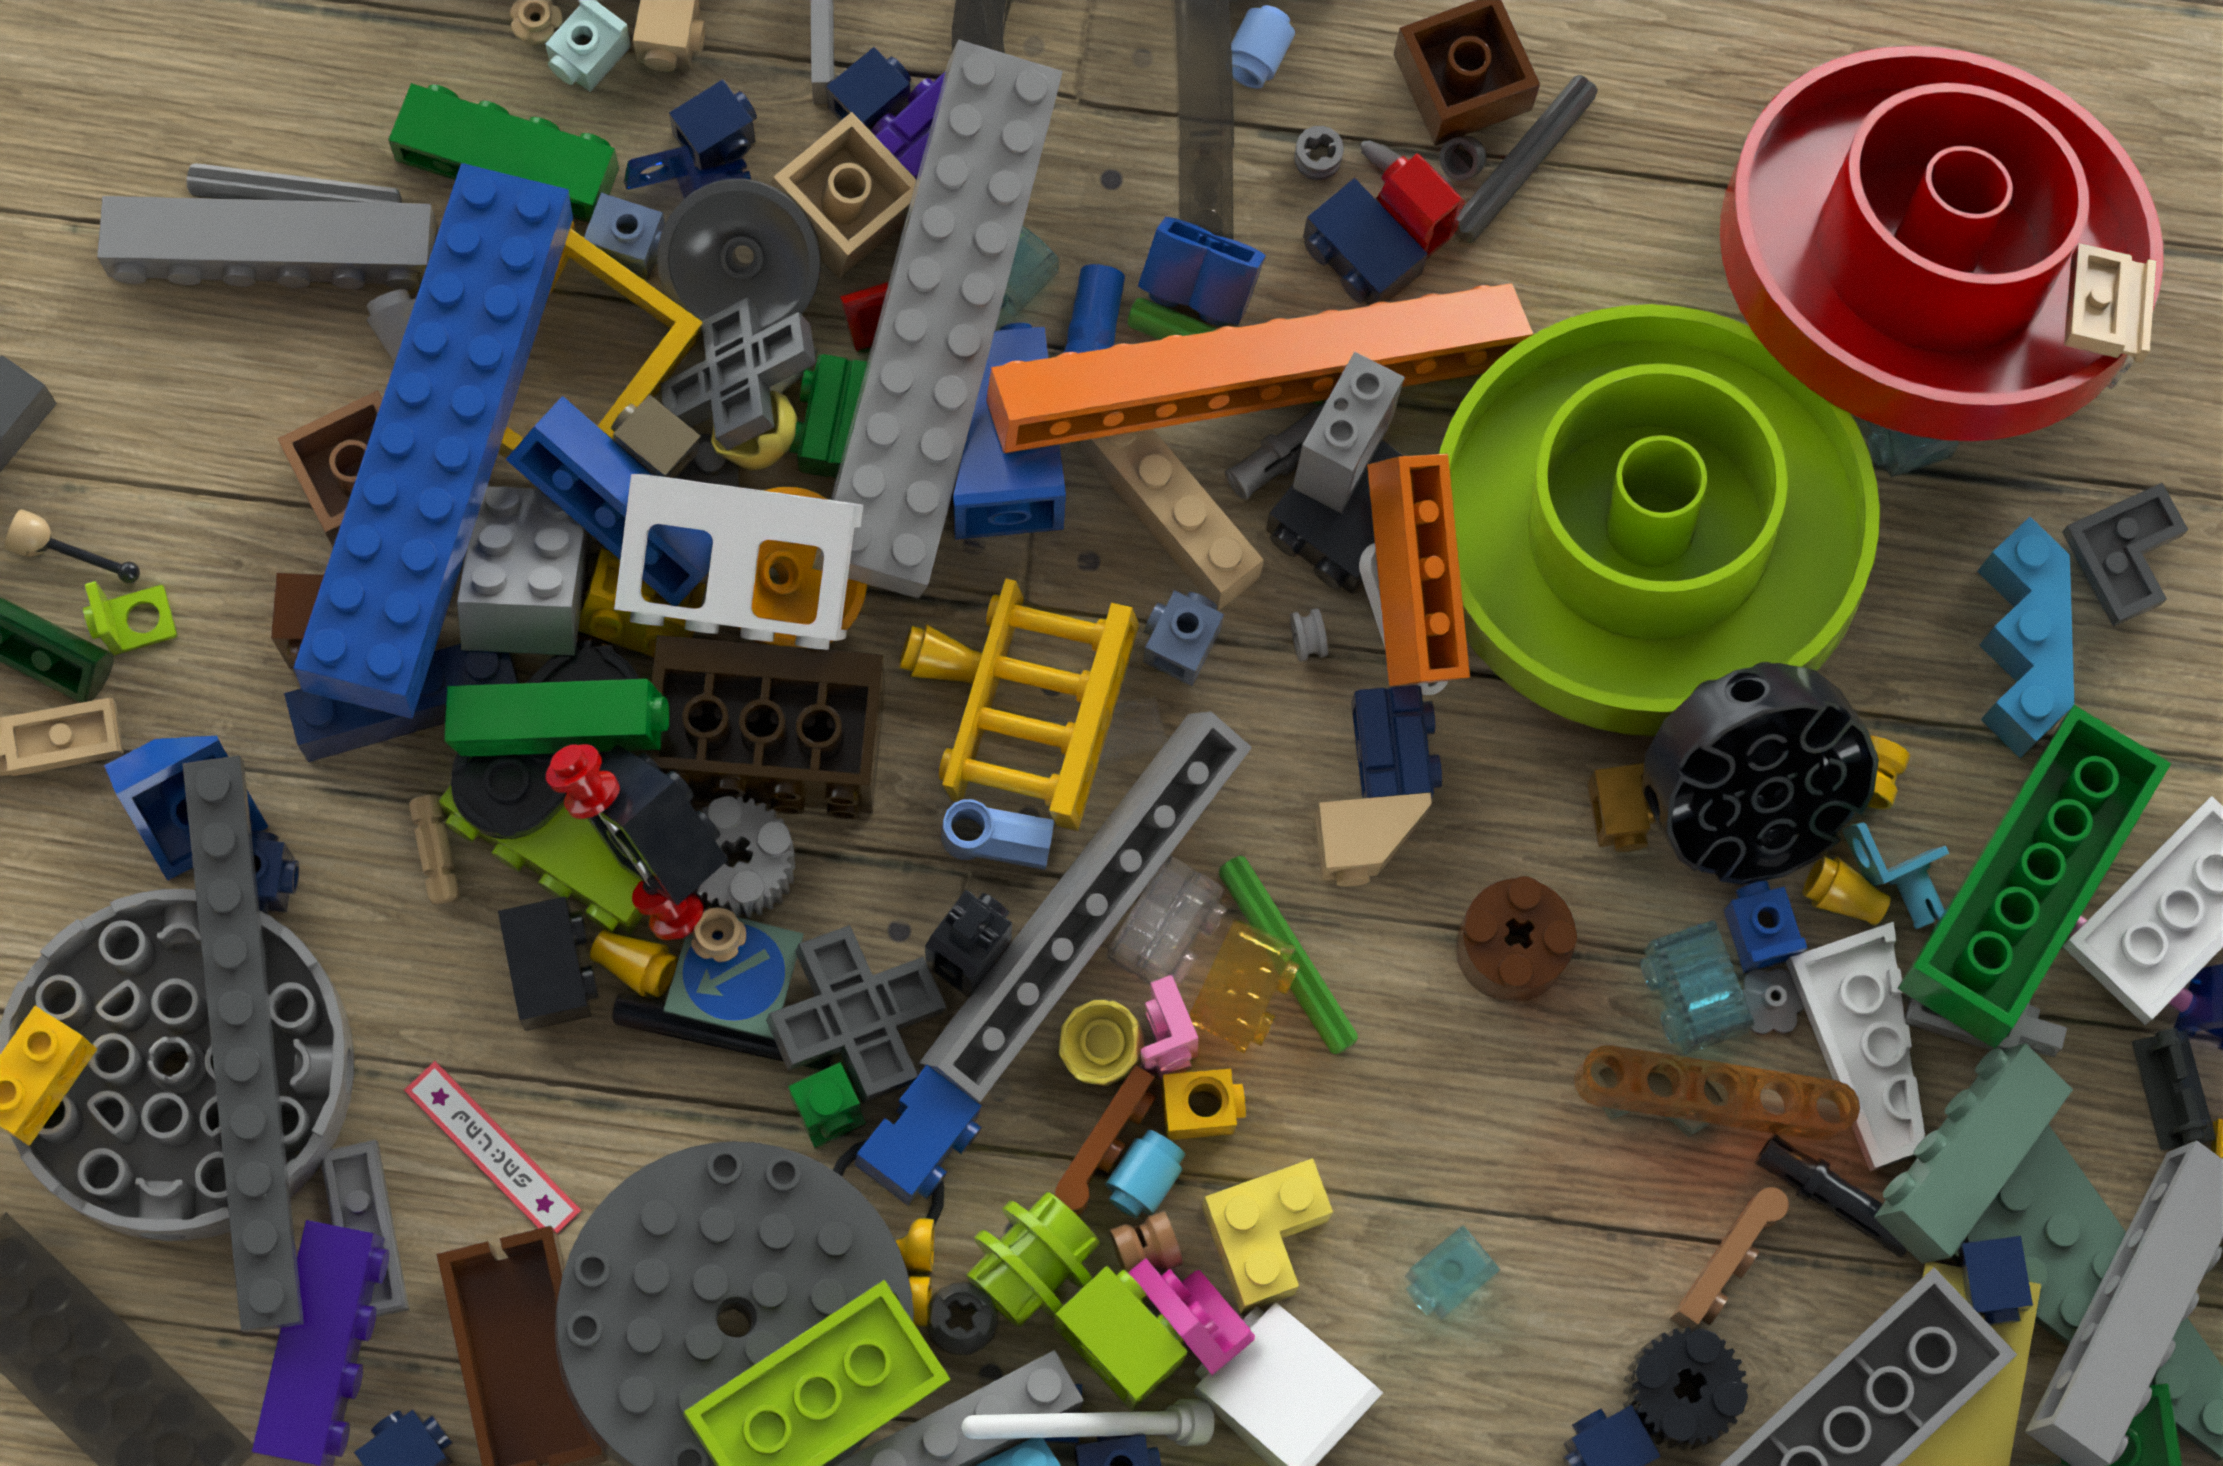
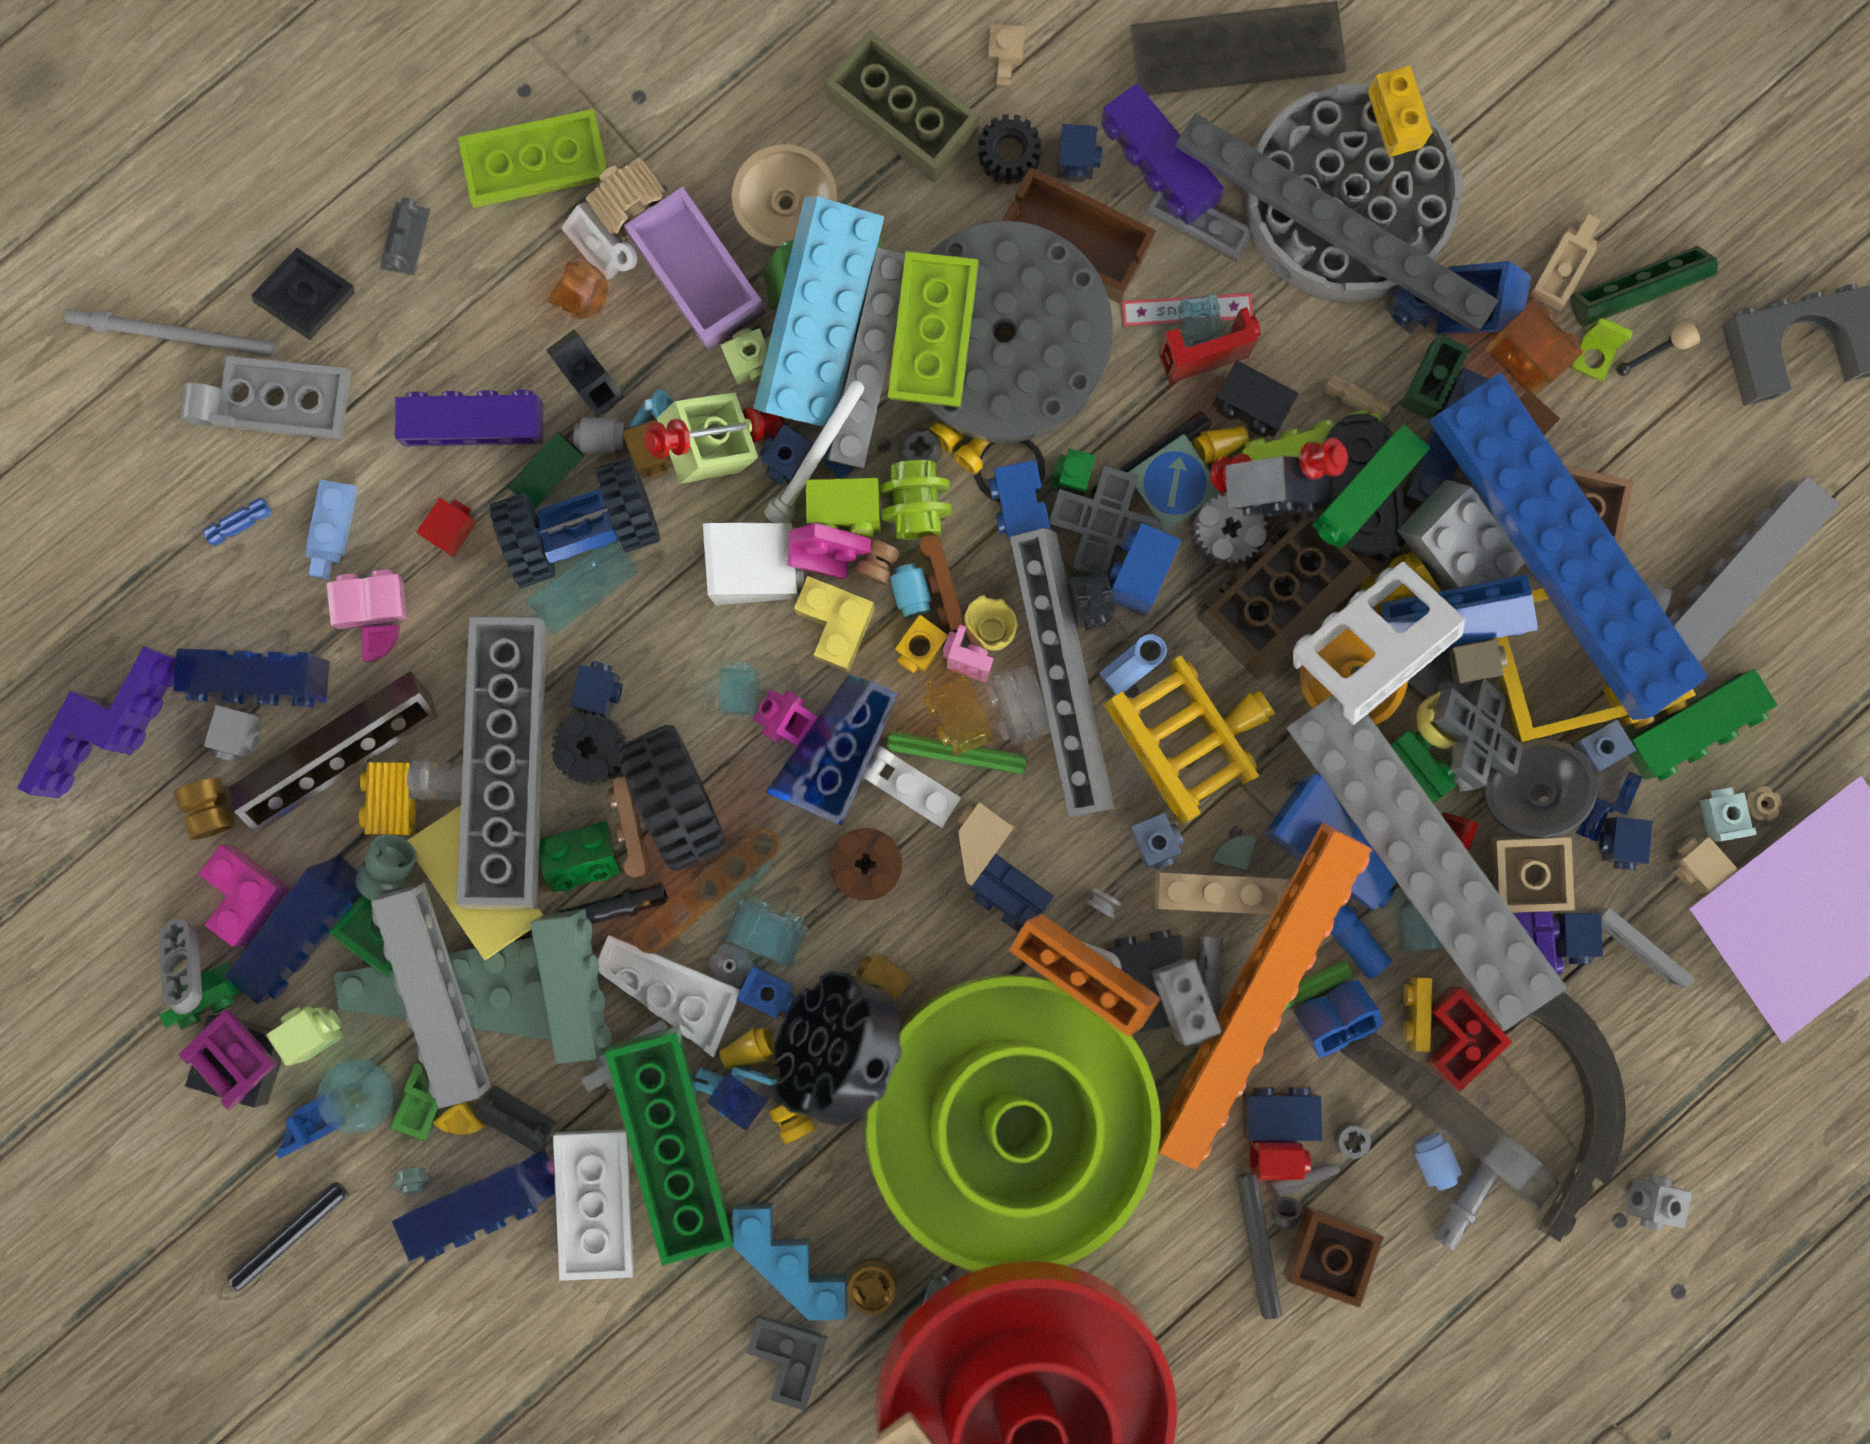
camera: 140 degrees right, 10 degrees up
(200, 678) = (1534, 348): none -> clear orange brick
(258, 185) = (1767, 605): light grey axle -> none
(334, 773) = (1435, 376): none -> dark green brick
(501, 1112) = (1199, 319): none -> clear light blue brick
(578, 1085) = (1187, 362): none -> red panel
(718, 920) = (1189, 487): tan plate -> none
(879, 909) = (1144, 568): none -> blue brick
(1099, 205) = (1418, 1027): none -> yellow plate
(1102, 108) = (1472, 1040): none -> red brick
(1112, 540) = (1235, 852): none -> sand green tile
(1376, 972) = (912, 787): none -> white plate
(1420, 1087) = (836, 751): none -> clear blue wedge
(1435, 1186) = (784, 717): none -> dark pink brick
(1658, 1218) = (671, 798): none -> black tyre
(1818, 1290) = (578, 857): none -> green bracket
(1916, 843) = (737, 1101): none -> clear blue bracket
(1966, 524) = (872, 1286): none -> pearl gold wheel
(1996, 1279) = (502, 935): dark blue brick -> none

